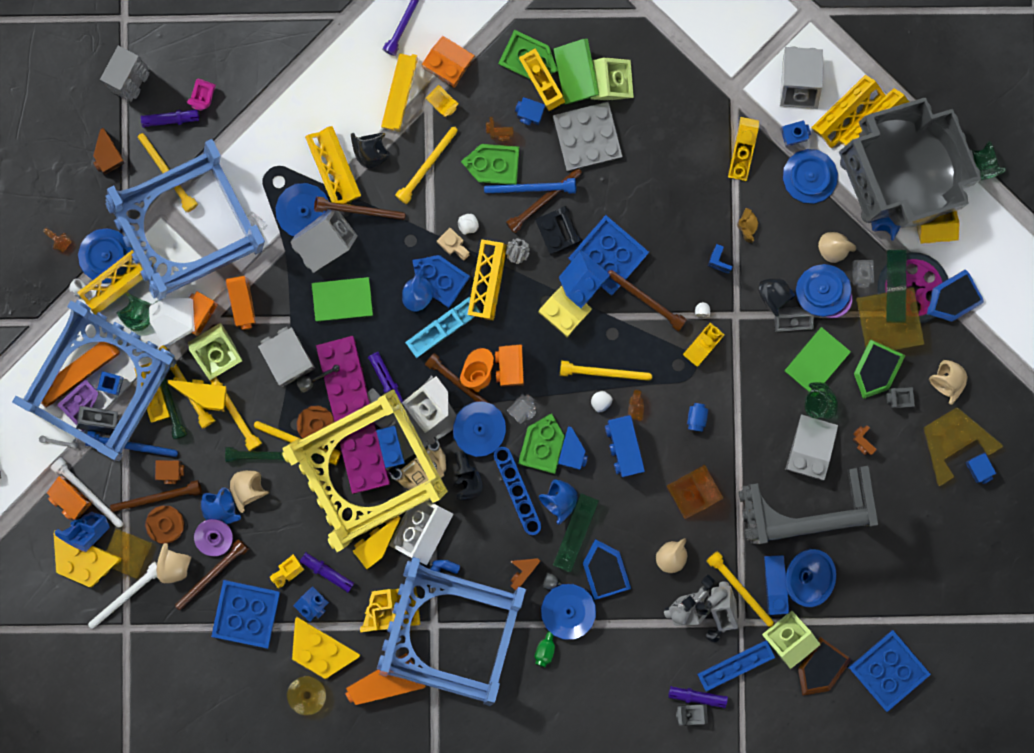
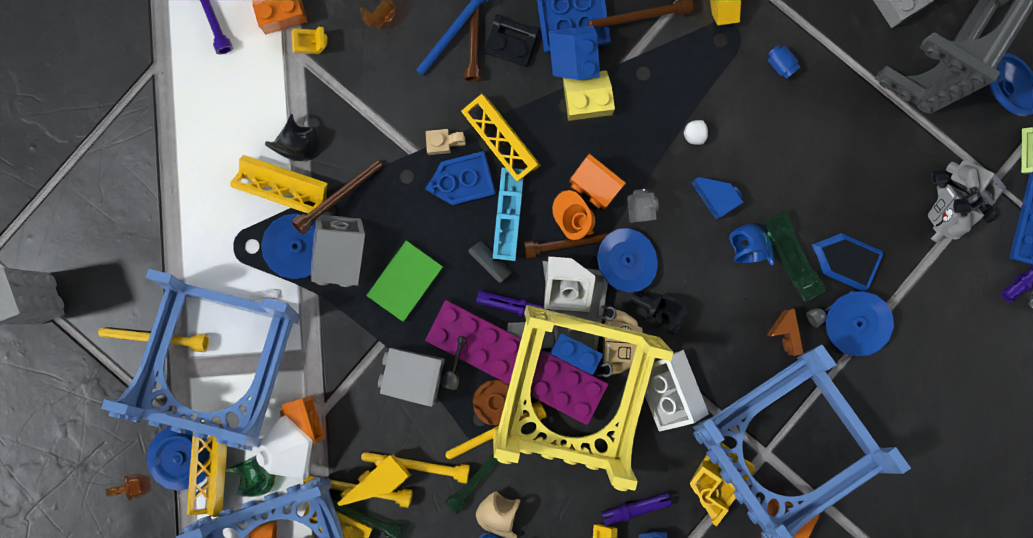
camera: 50 degrees left, 0 degrees up
(76, 285) = (180, 508): white hinge -> none
(106, 154) = (87, 377): dark orange slope -> none
(170, 118) = (112, 286): dark purple pin -> none
(201, 94) = (112, 245): dark pink bracket -> none
(214, 351) = (350, 436): yellowish green slope -> none
(241, 302) = (326, 372): orange slope -> none
(375, 547) = (652, 449): yellow slope -> none
(399, 92) = (267, 71): yellow fence -> none
(401, 349) = (485, 258): none -> dark grey slope
(405, 193) = (361, 145): yellow piece -> none
(417, 292) = (458, 209): blue piece -> none
(445, 564) = (720, 397): blue arm -> none
(468, 224) = (436, 112): white piece -> none
(493, 164) = (404, 45): bright green tile -> none
(510, 483) = (722, 275): blue beam -> none
(517, 250) = (499, 89): light grey gear -> none
(542, 445) = (689, 218): bright green tile -> none
(545, 651) = (875, 375): green plant -> none
(568, 368) = (641, 137): yellow piece -> none
(624, 446) = (757, 145): blue brick -> none
(636, 406) = (727, 106): clear orange piece -> none
(672, 556) = (889, 188): tan piece -> none
(694, 491) = (848, 120): clear orange slope -> none
(717, 562) = (922, 155): yellow piece -> none
(776, 585) = (993, 123): blue slope -> none

